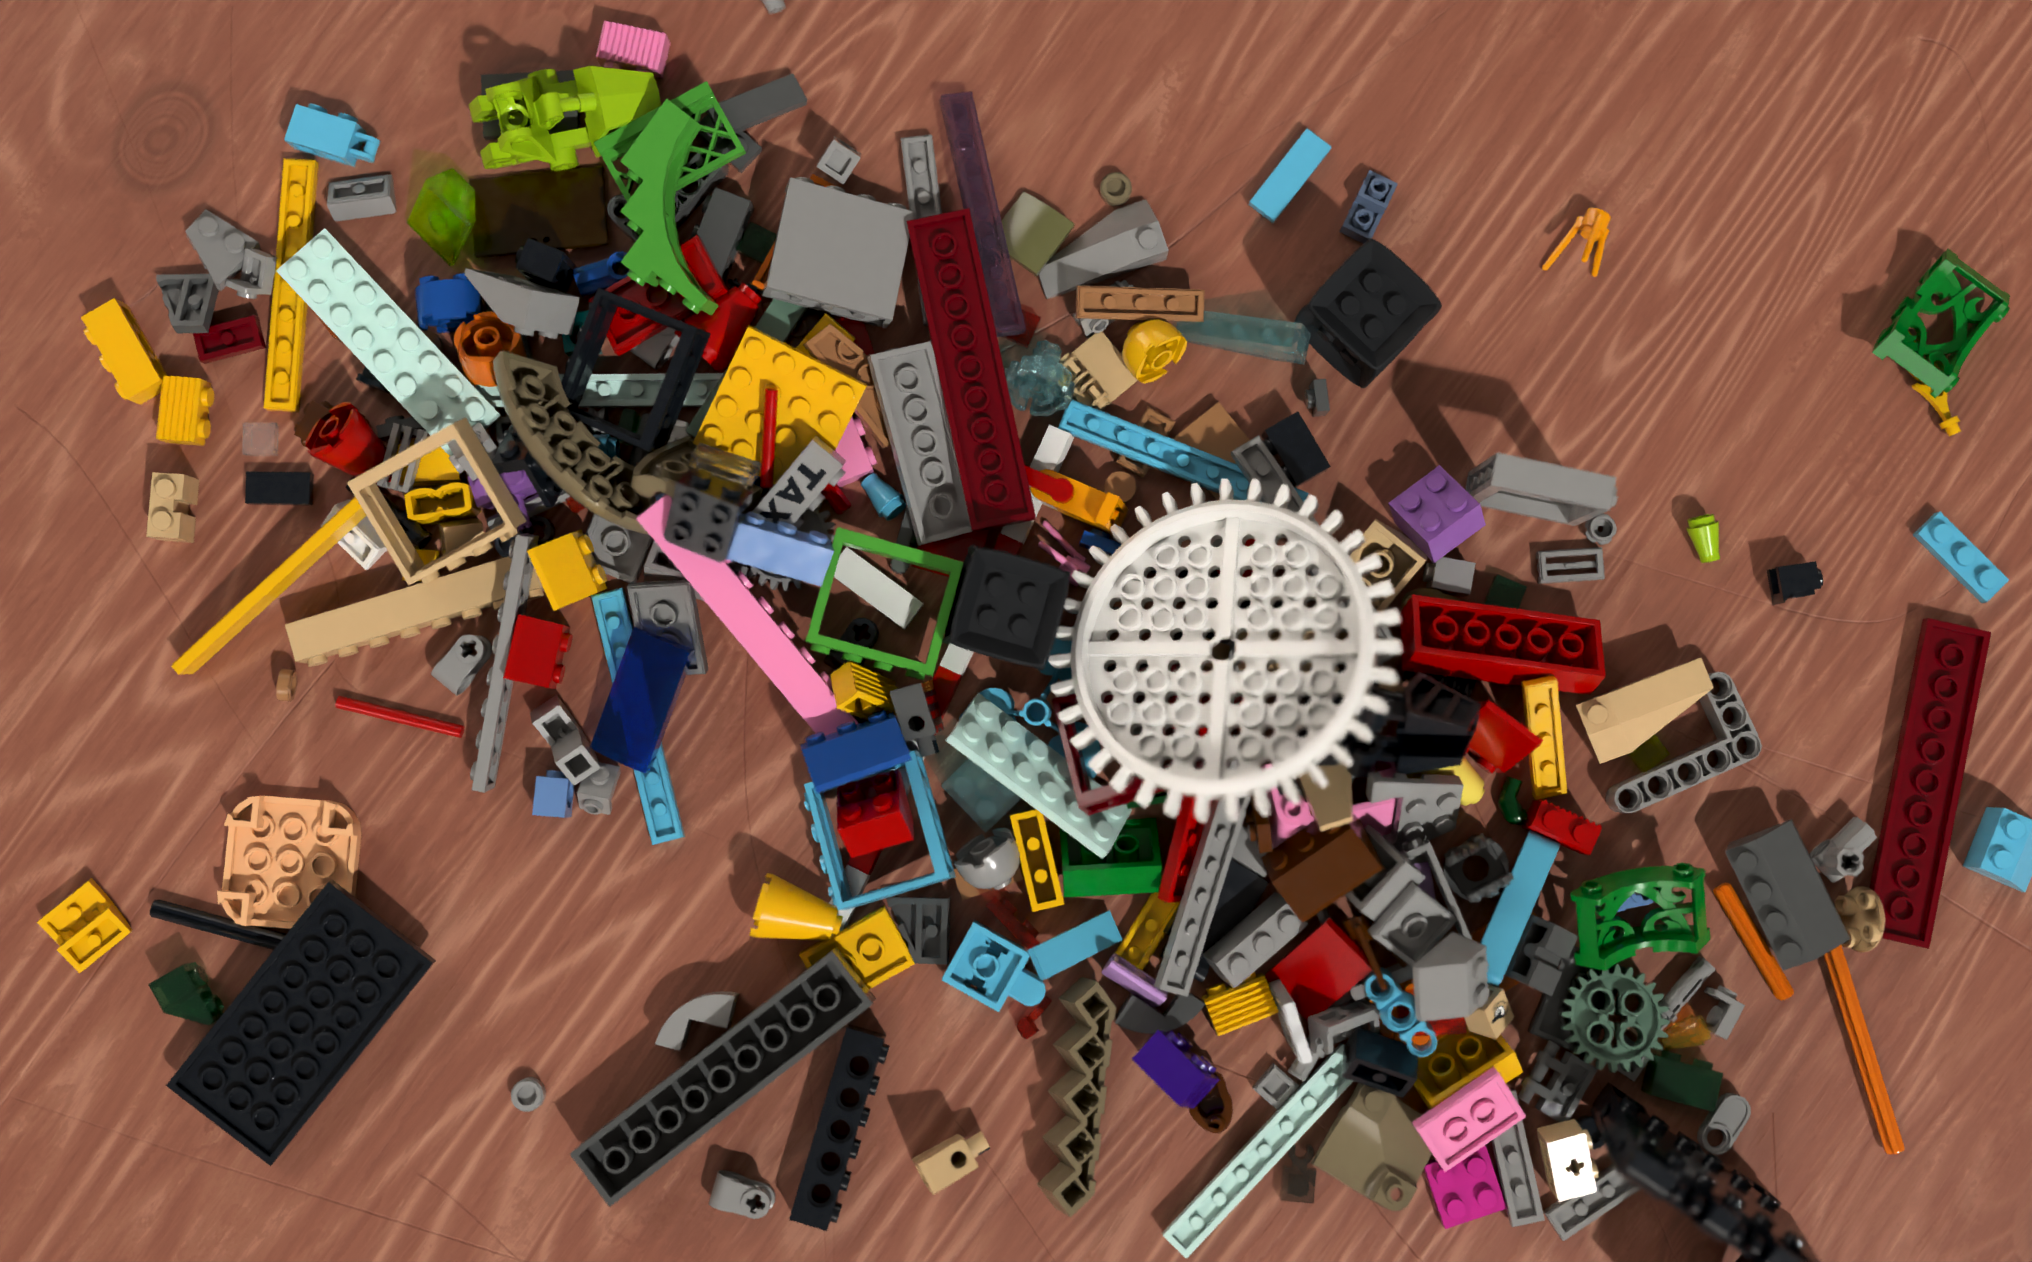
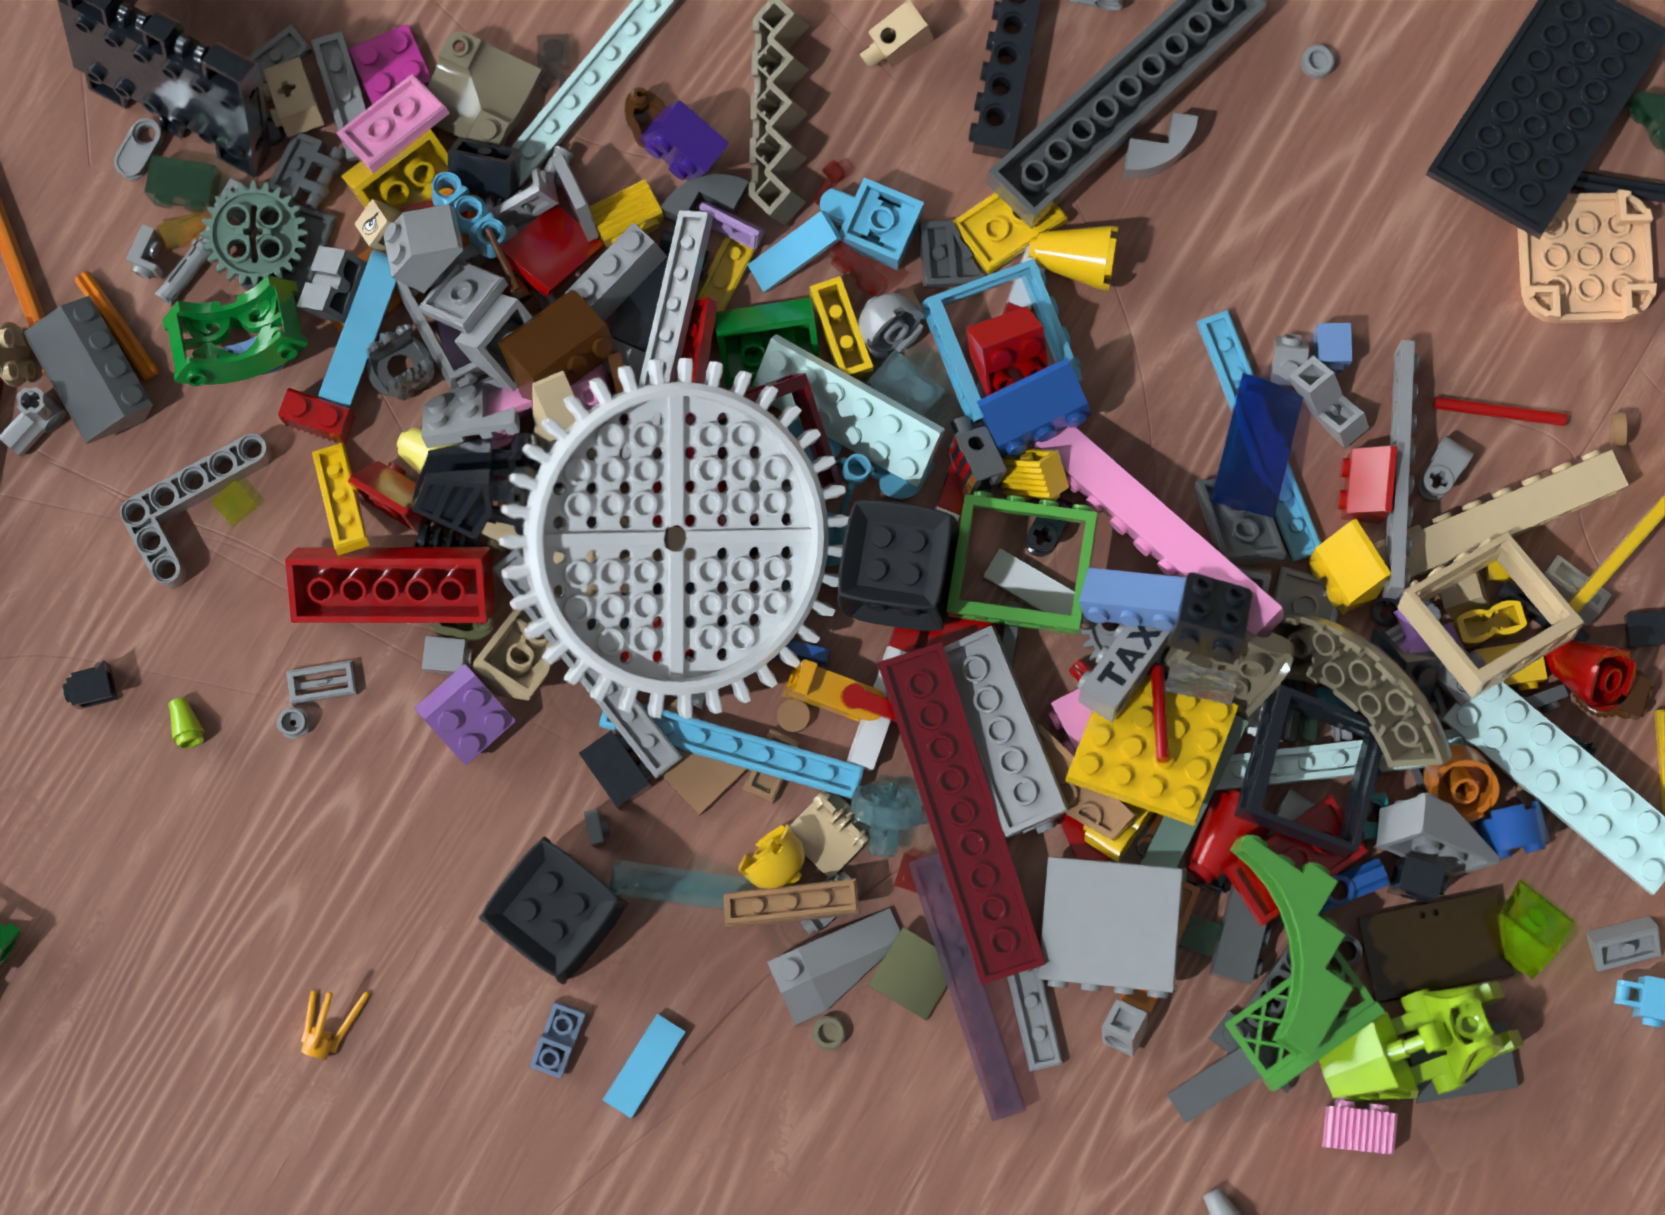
camera: 175 degrees right, 5 degrees down
(391, 450) = (1519, 688): light grey tile -> none
(884, 498) = (1036, 680): medium azure cone -> none
(1067, 563) = (837, 626): bright pink plant -> none
(1275, 1086) = (583, 141): light grey tile -> none
(1505, 593) = (387, 644): clear green tile -> none
(1509, 804) = (370, 436): dark green arm -> none
(1541, 489) = (363, 739): light grey window -> none
(1635, 712) = (250, 536): tan wedge -> none

